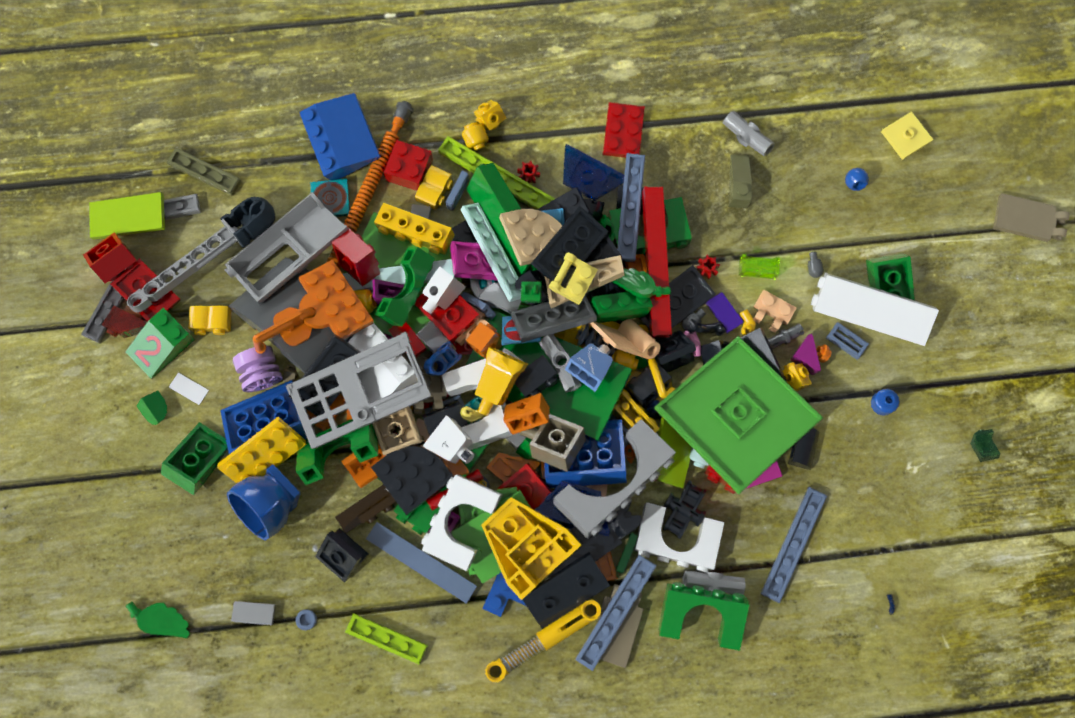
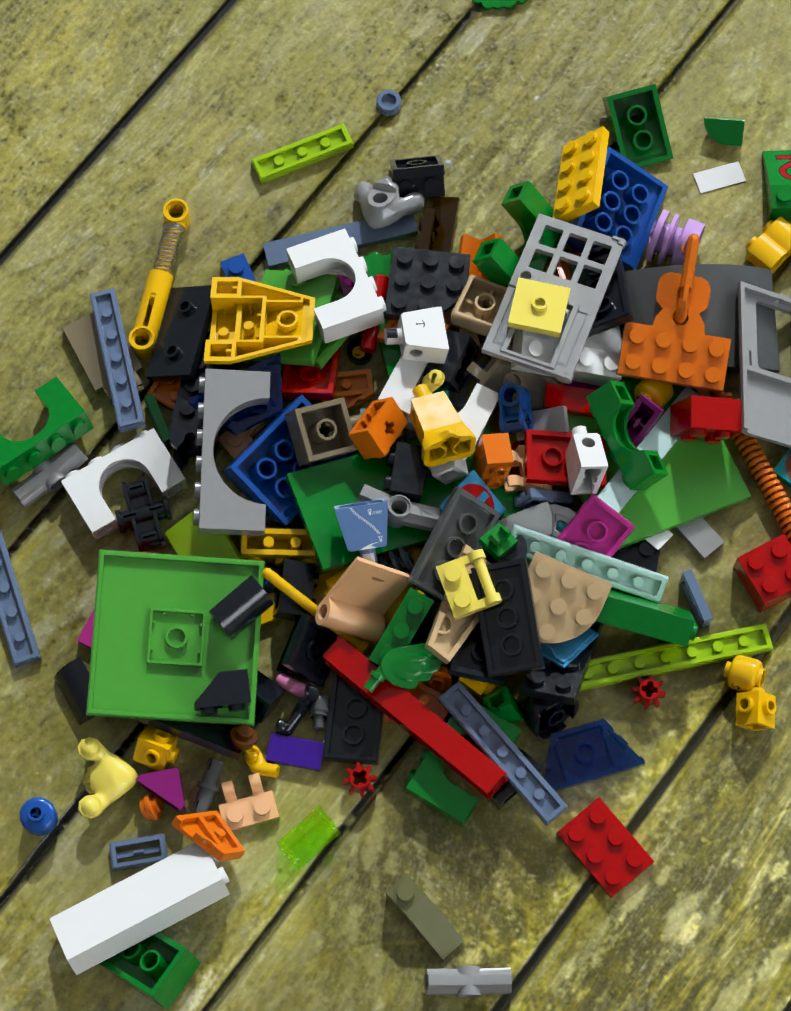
camera: 140 degrees right, 5 degrees down
(253, 613) = (439, 65): light grey tile -> none
(264, 502) = (530, 141): blue plate -> none
(376, 387) = (538, 307): none -> light yellow plate
(380, 554) = (382, 202): none -> light grey head
(414, 229) = (687, 508): yellow brick -> none
(433, 187) = (722, 578): yellow brick -> none
(693, 393) = (241, 607): none -> black brick
(742, 359) = (226, 690): none -> black slope
(749, 334) = (243, 737): none -> reddish brown plate
(808, 307) = (210, 833): none -> orange wing
(815, 266) = (249, 901): dark grey cylinder -> none
(833, 388) = (105, 779): none -> light yellow head

